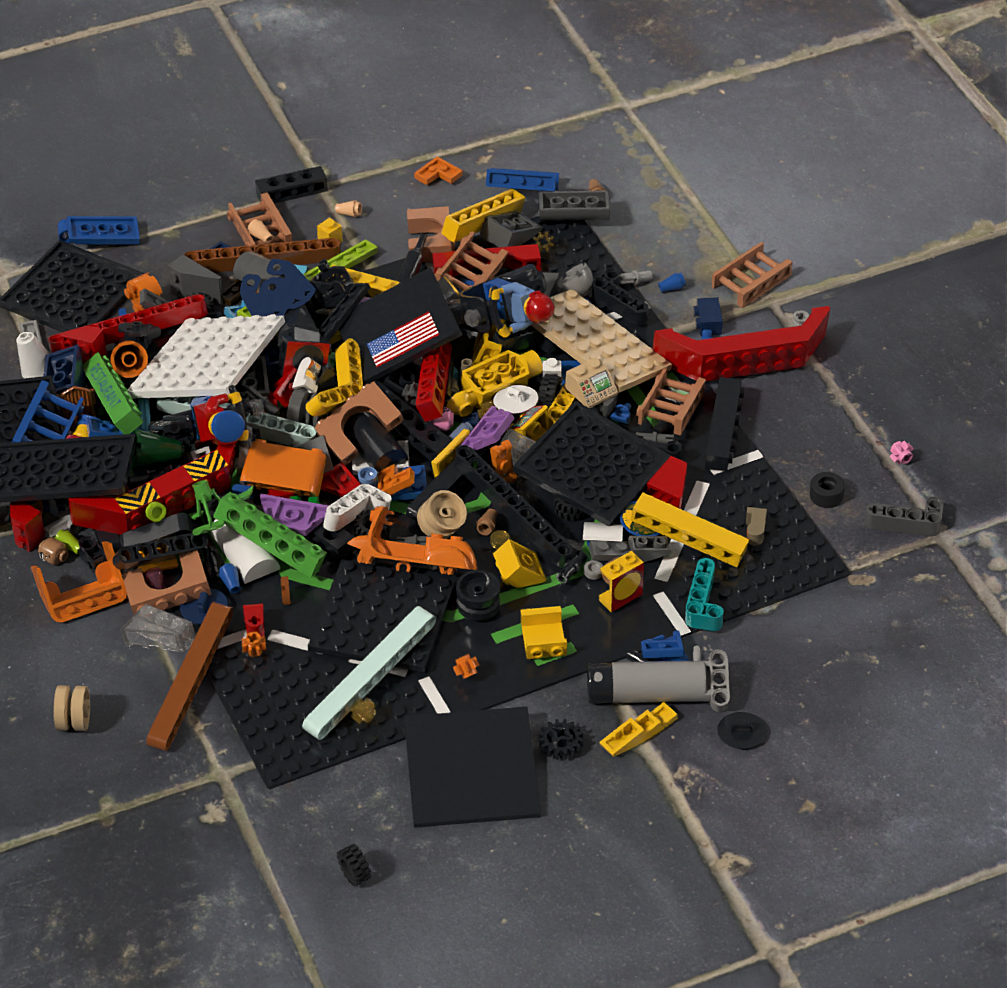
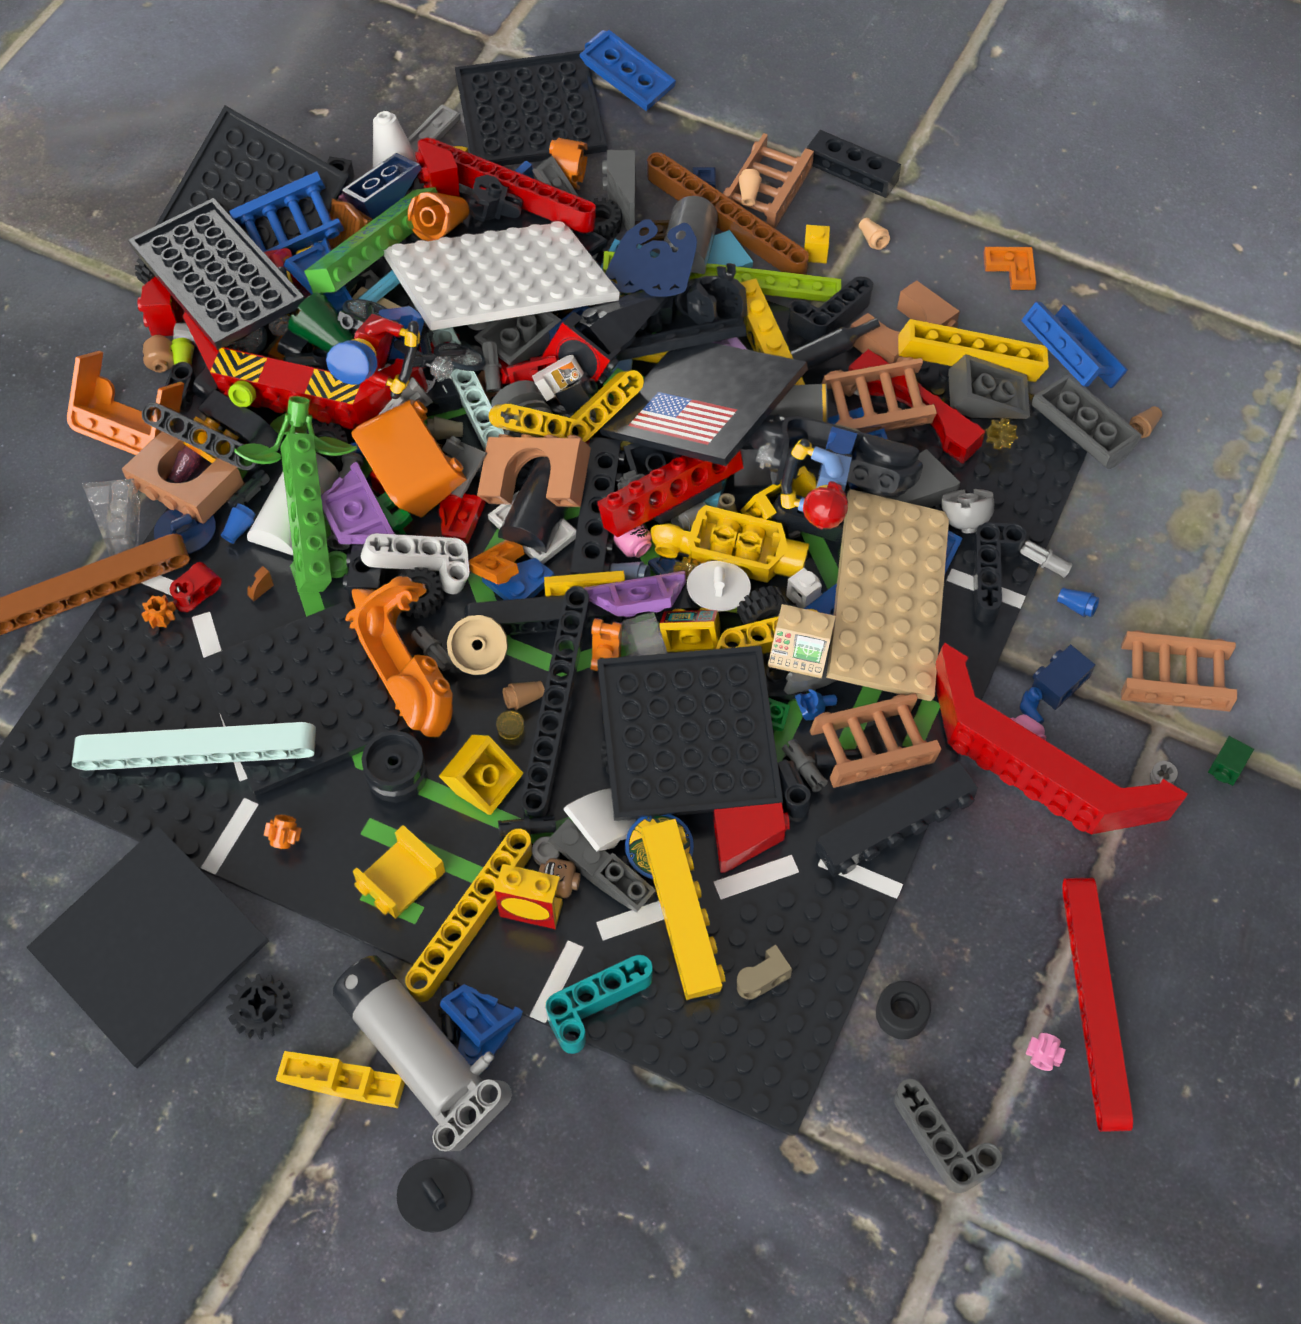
camera: 50 degrees right, 15 degrees up
(363, 710) = (139, 780): clear yellow gear -> none
(368, 476) = (481, 537): medium blue wheel -> none
(387, 263) = (836, 312): none -> black beam
(599, 614) = (466, 927): none -> yellow beam
(820, 289) = (1230, 761): none -> dark green brick
(894, 419) = (1097, 1005): none -> red beam

